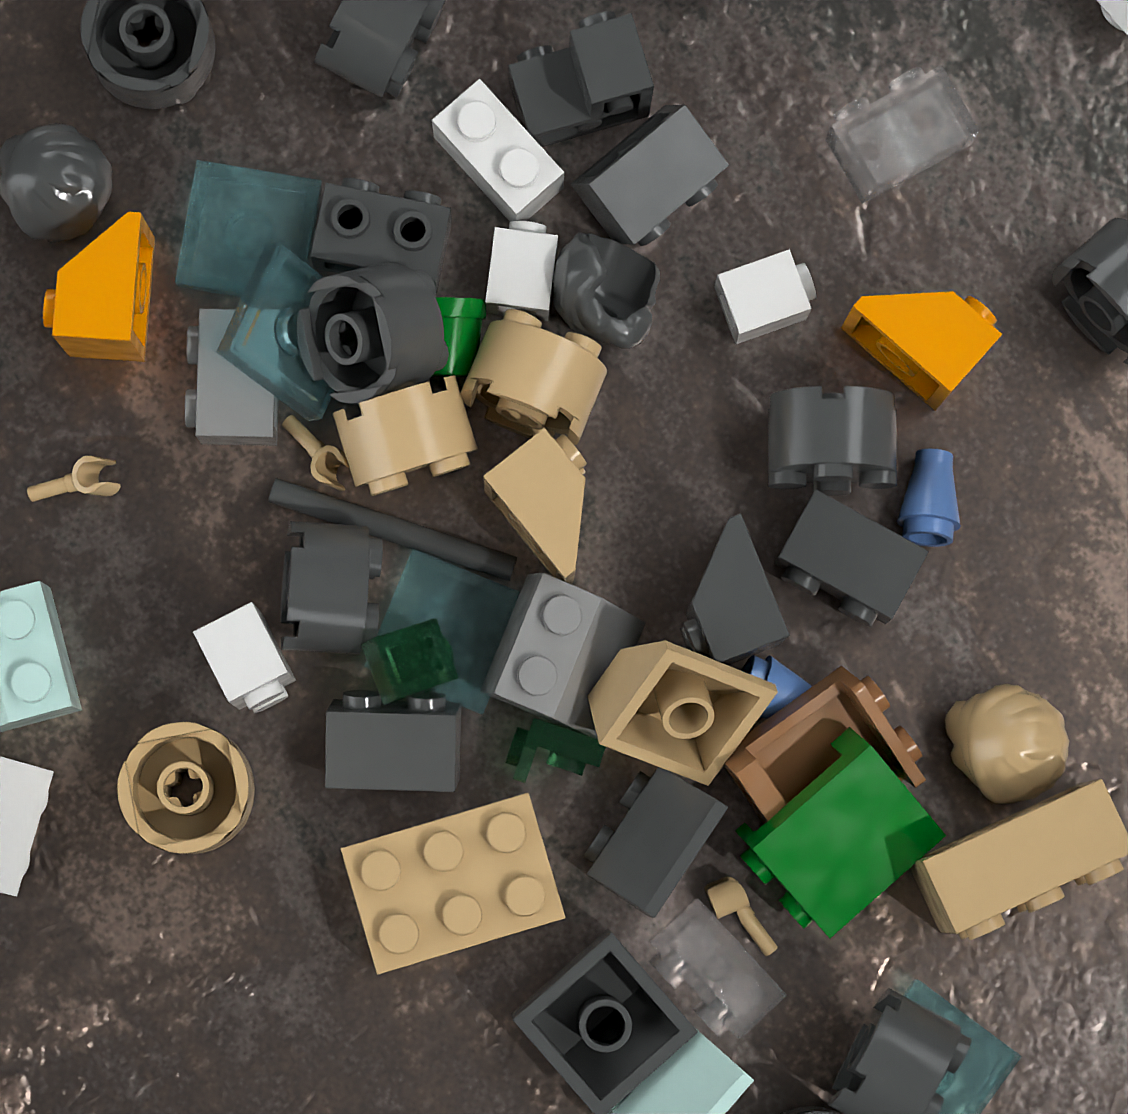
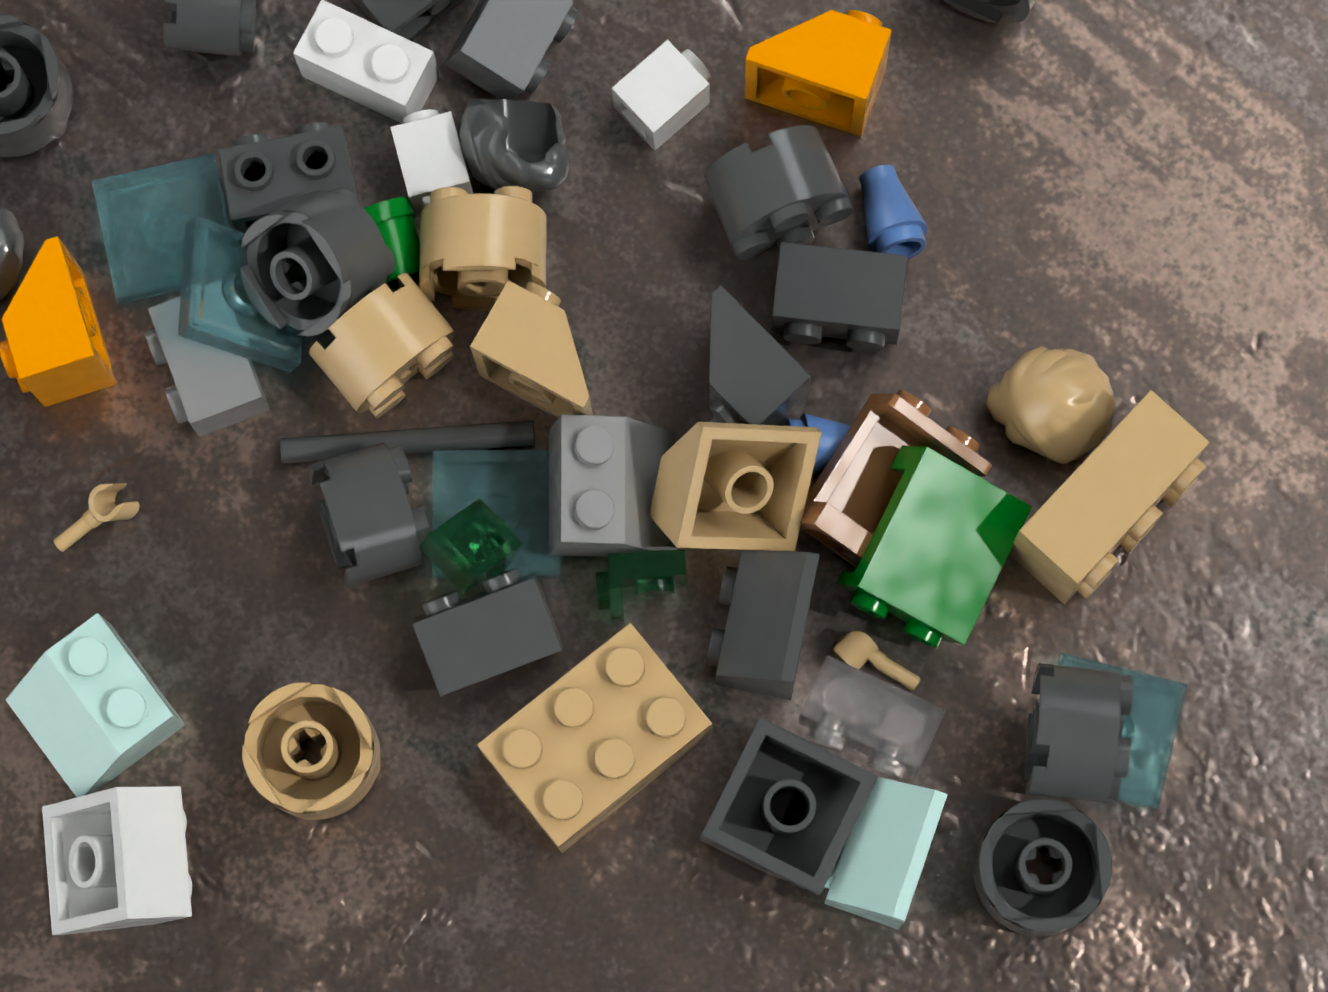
camera: 10 degrees left, 5 degrees down
(246, 659) = (319, 607): white brick -> none
(324, 457) = (319, 401): tan hand -> none

